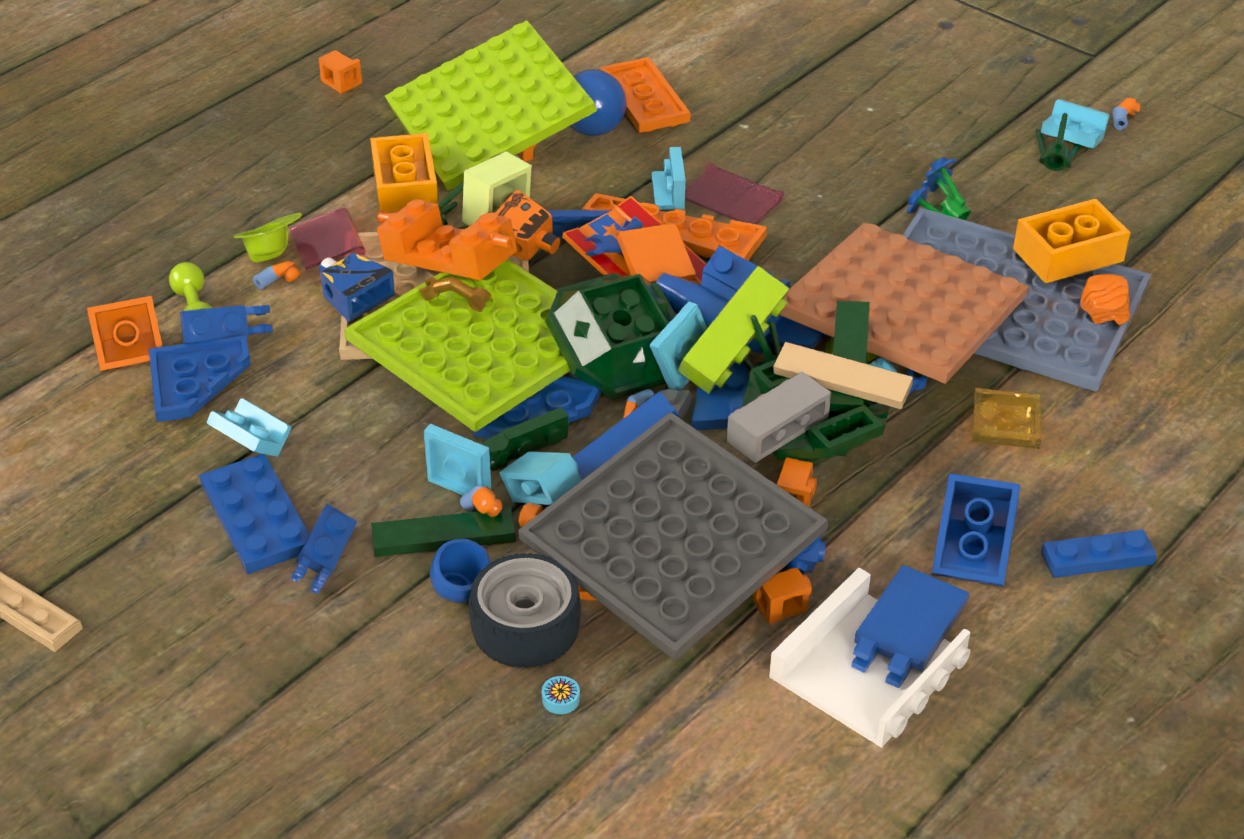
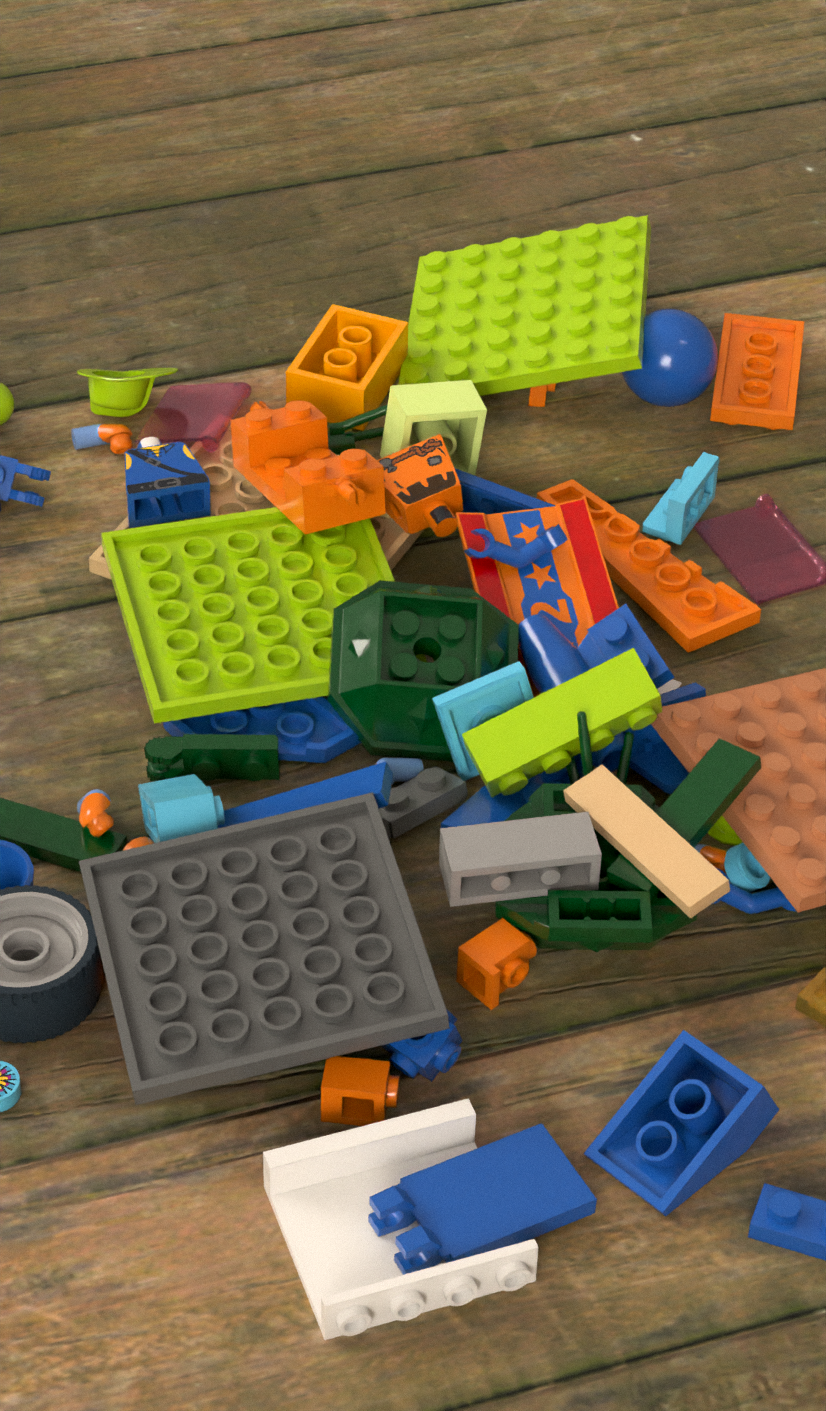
camera: 30 degrees right, 0 degrees up
(340, 71) = (389, 206): orange brick -> none
(455, 461) = (94, 750): medium azure tile -> none
(476, 297) = (279, 553): pearl gold arm -> none
(655, 252) = (556, 583): orange tile -> none

